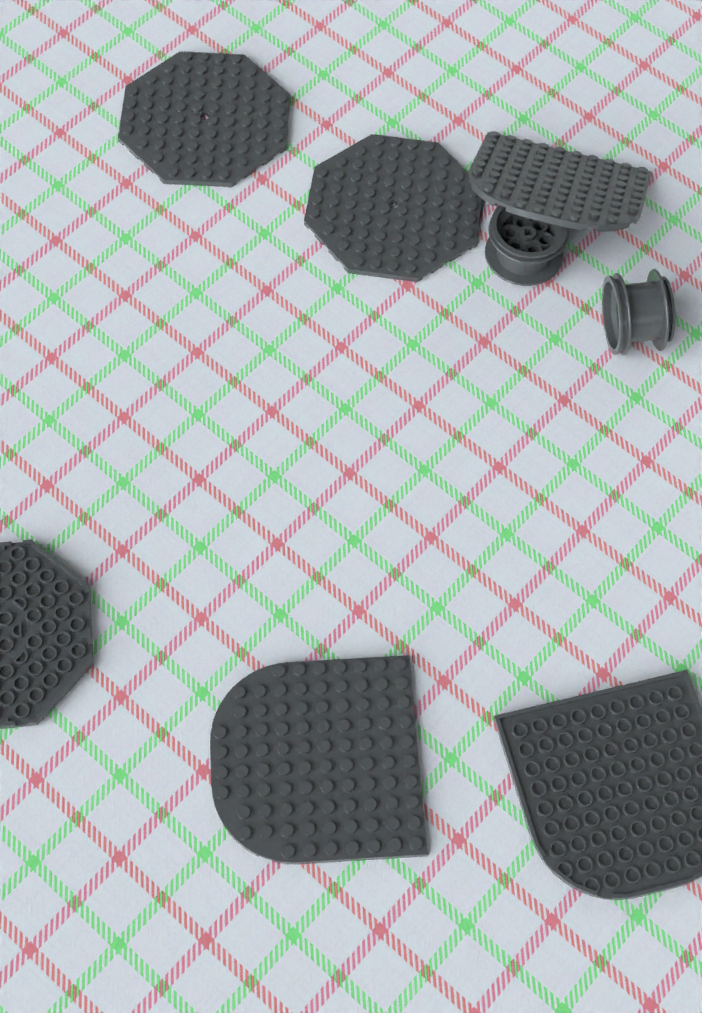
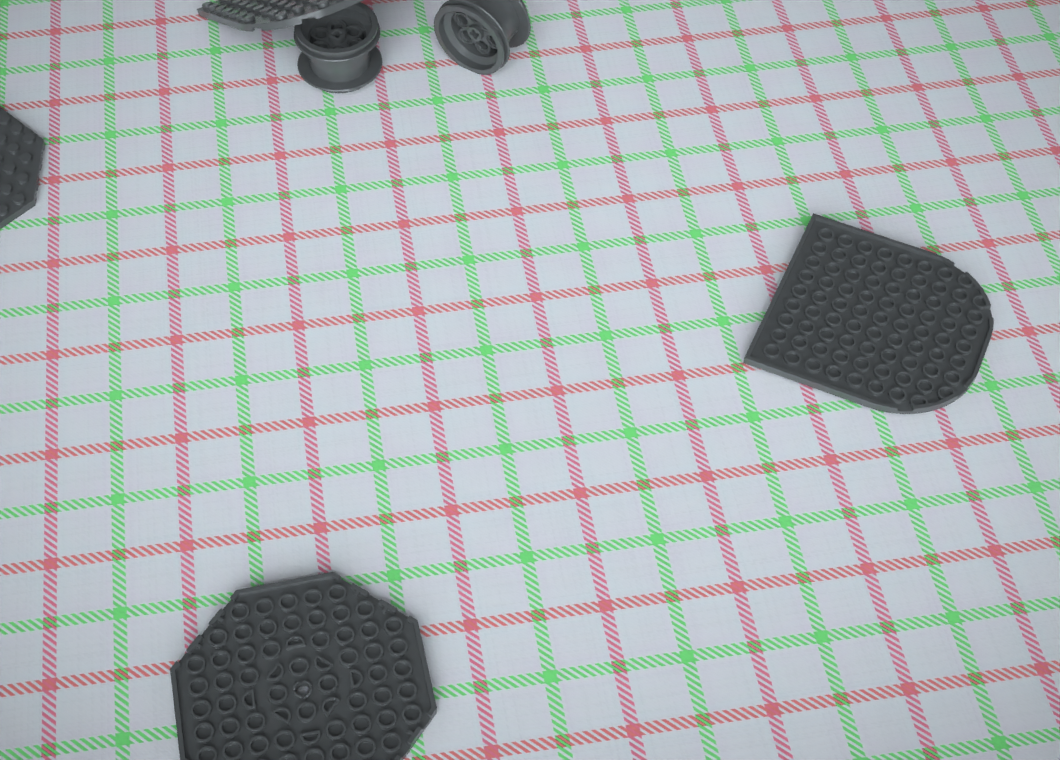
camera: 50 degrees left, 10 degrees down
(320, 762) = (674, 511): dark grey plate -> none
(354, 217) = (154, 136): dark grey plate -> none

